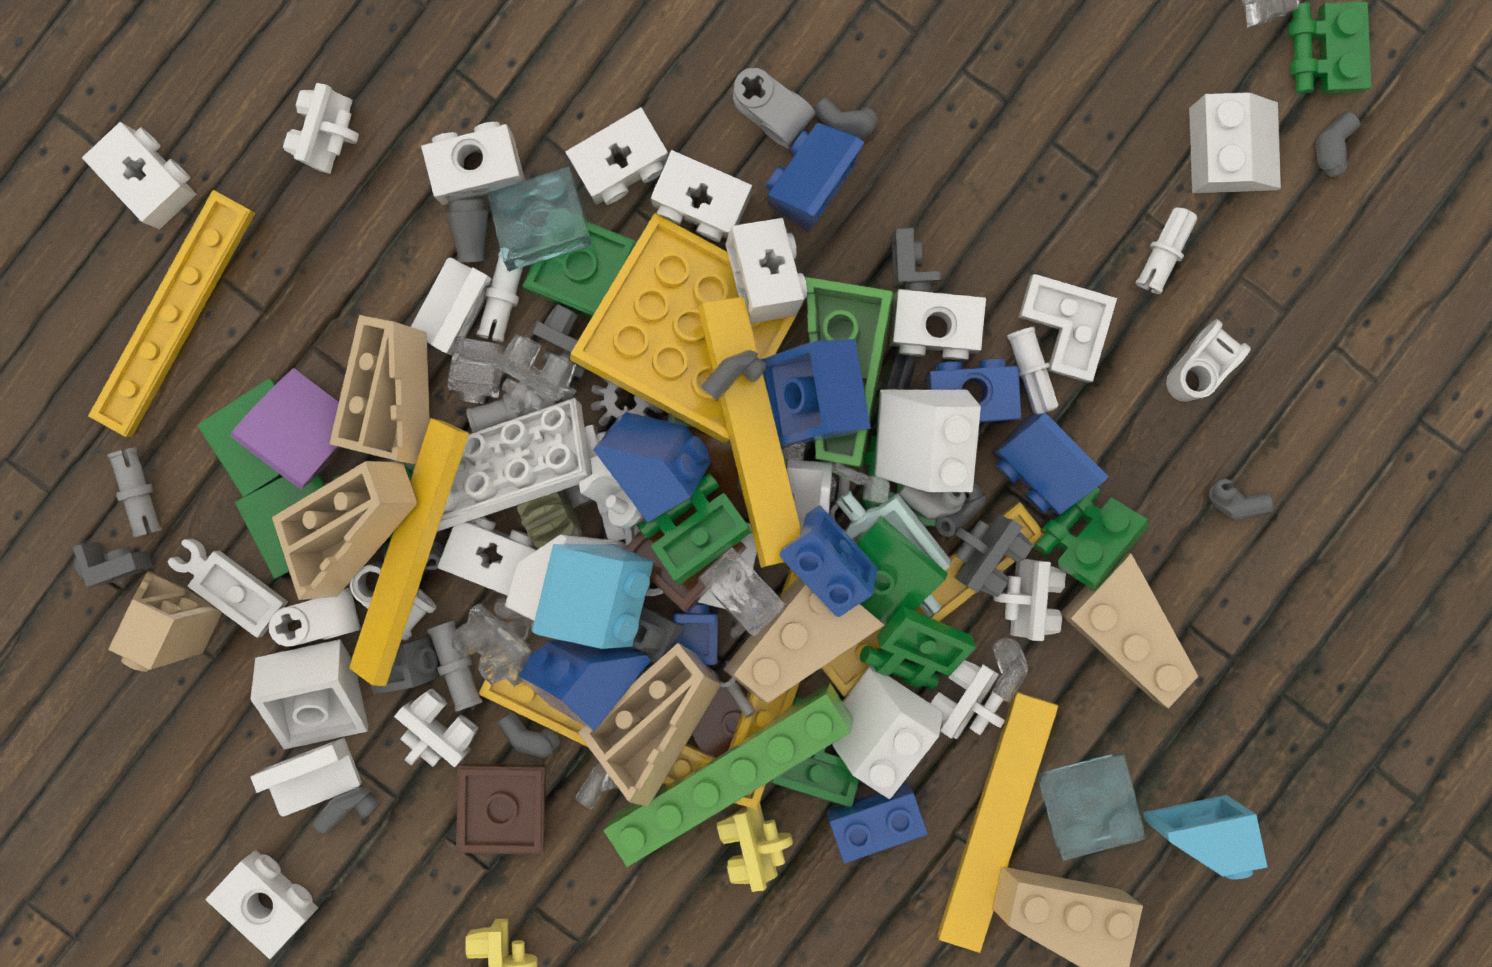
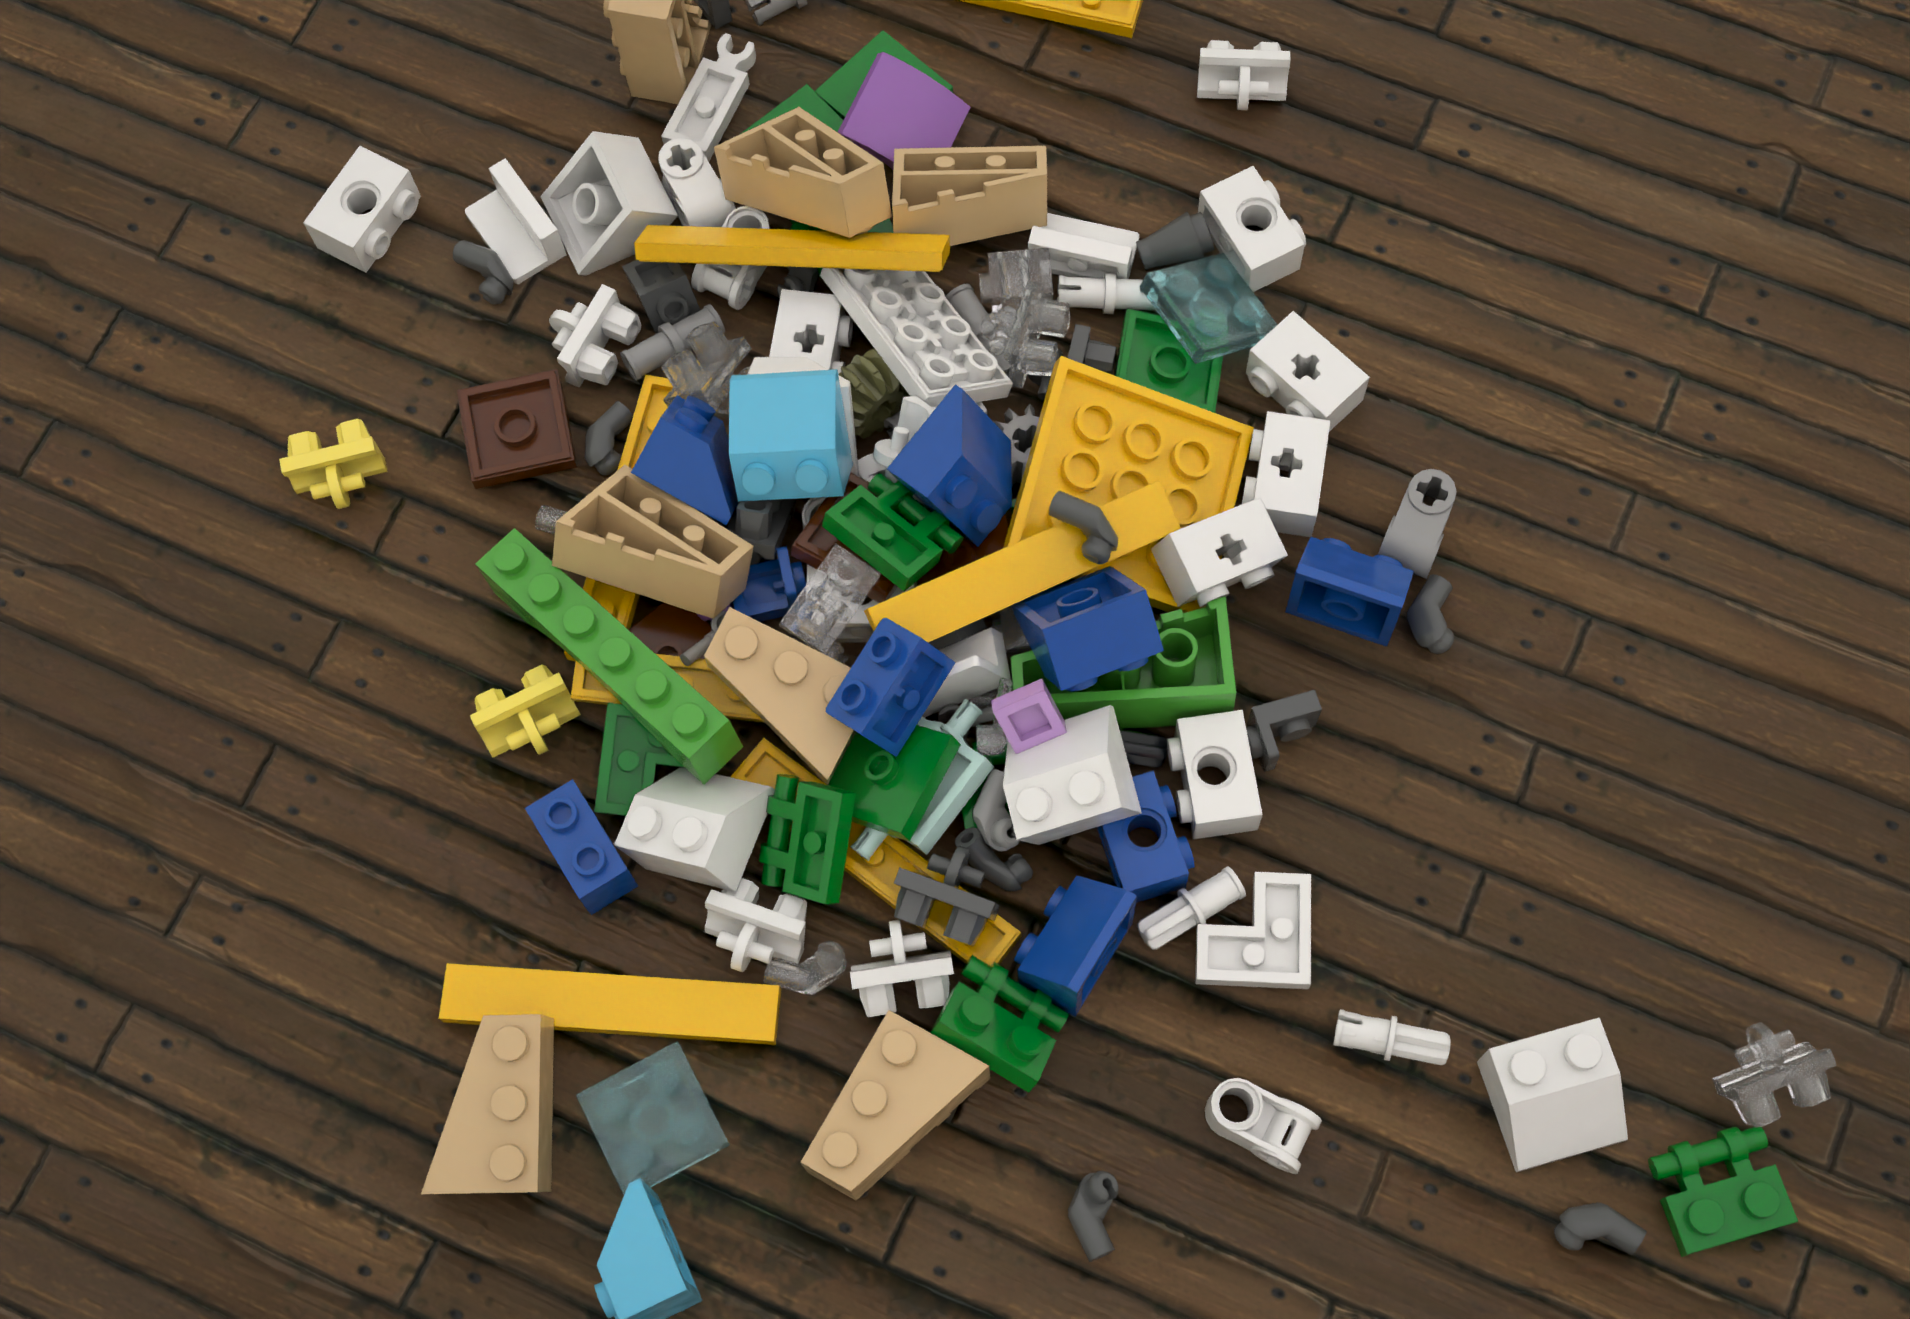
camera: 75 degrees right, 20 degrees down
(876, 458) = (1028, 716): none -> lavender plate

